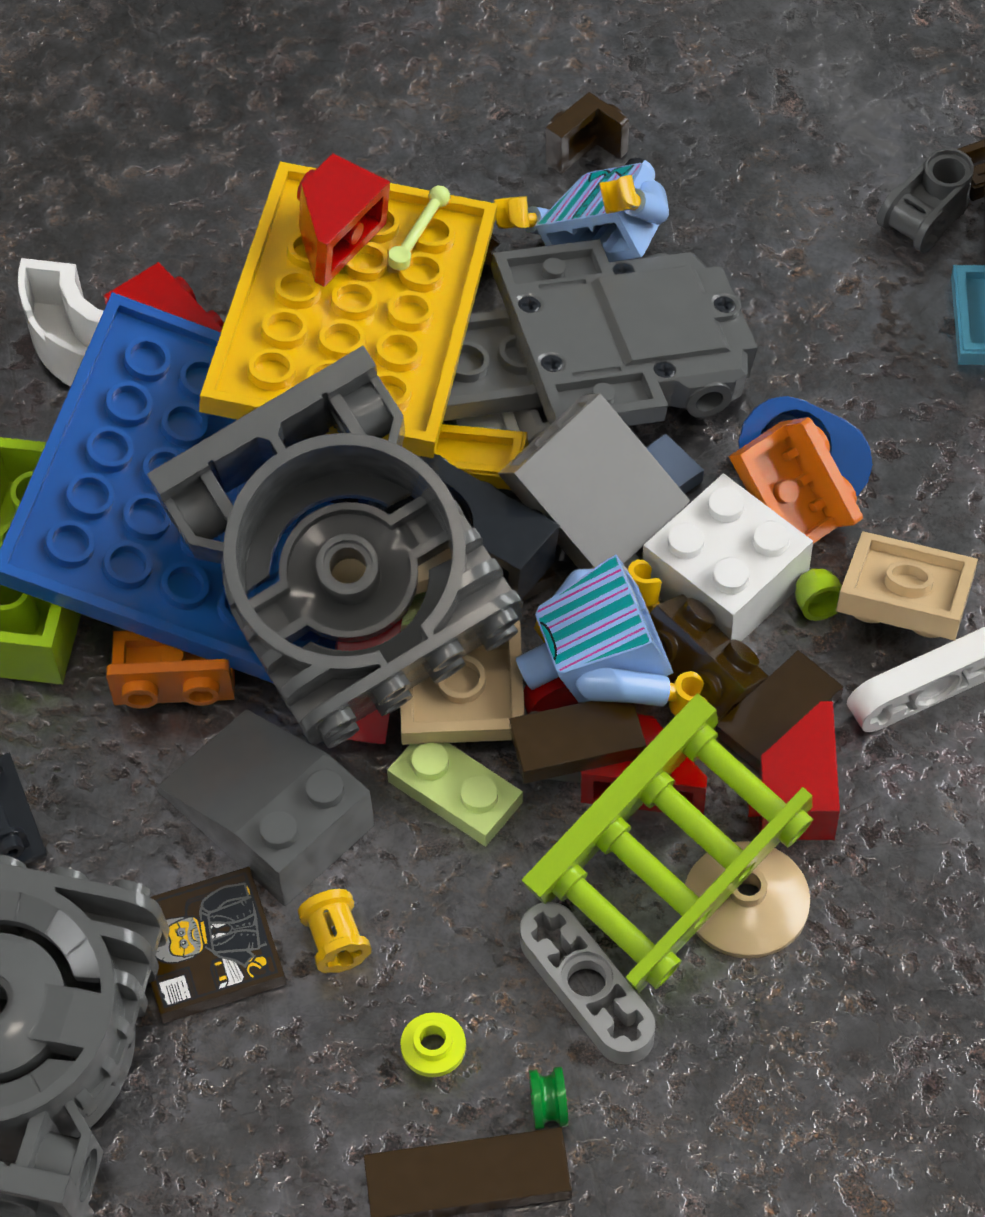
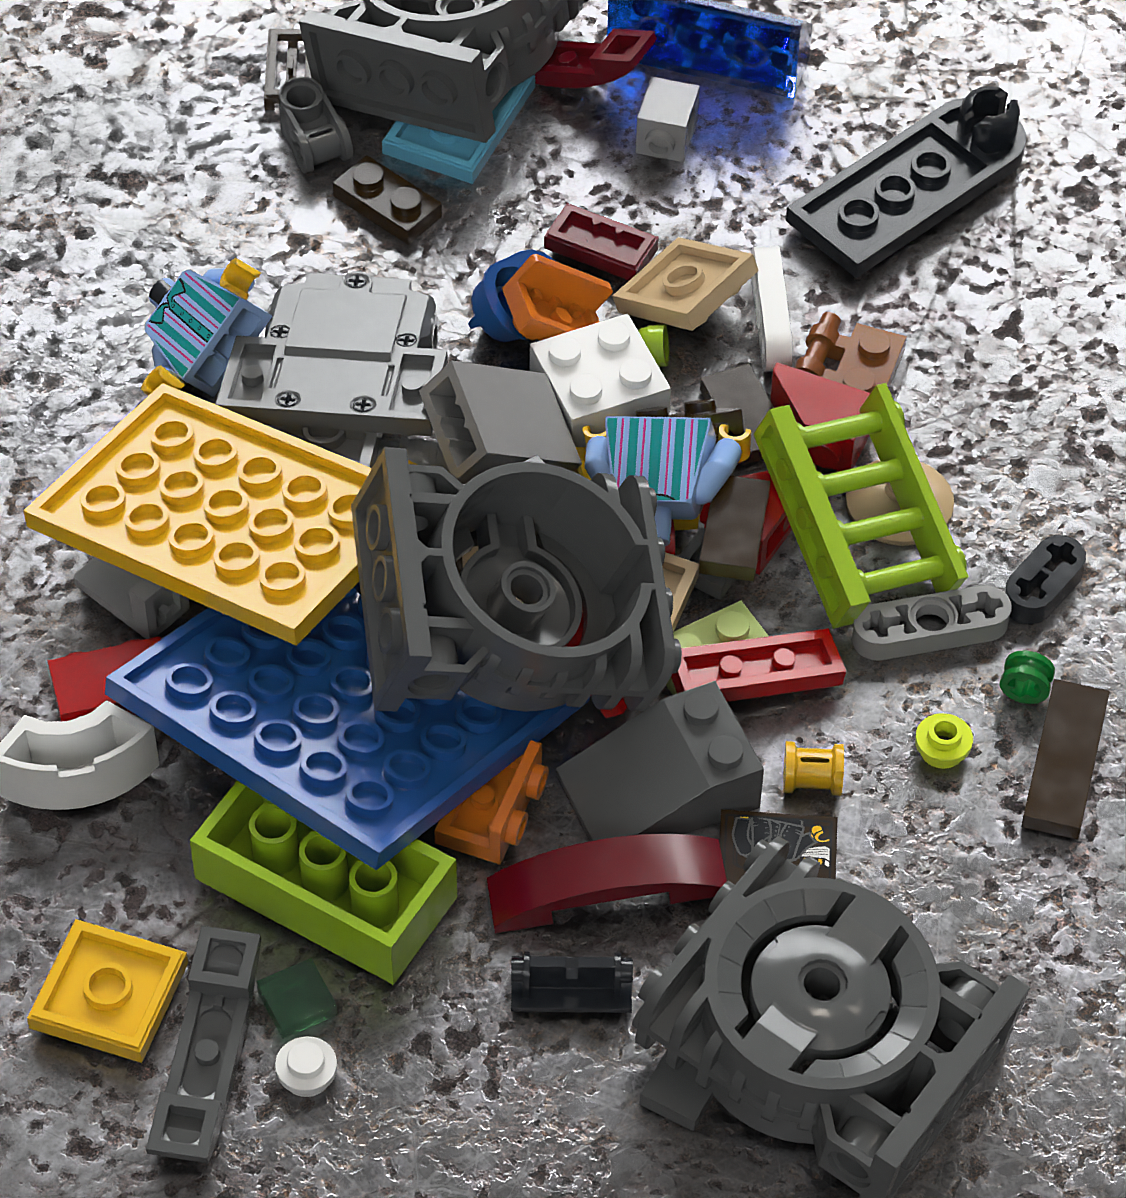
camera: 70 degrees left, 5 degrees down
(123, 800) = (604, 872): none -> dark red slope
(339, 214) = (139, 475): red slope -> none
(400, 256) = (198, 457): yellowish green hinge -> none
(435, 834) = (763, 665): none -> plate
(581, 128) = (82, 307): dark brown bracket -> none
(702, 1078) = (1053, 585): none -> black beam
(884, 301) = (387, 199): none -> dark brown plate
(900, 801) = (865, 357): none -> plate
(932, 495) = (600, 242): none -> dark red plate

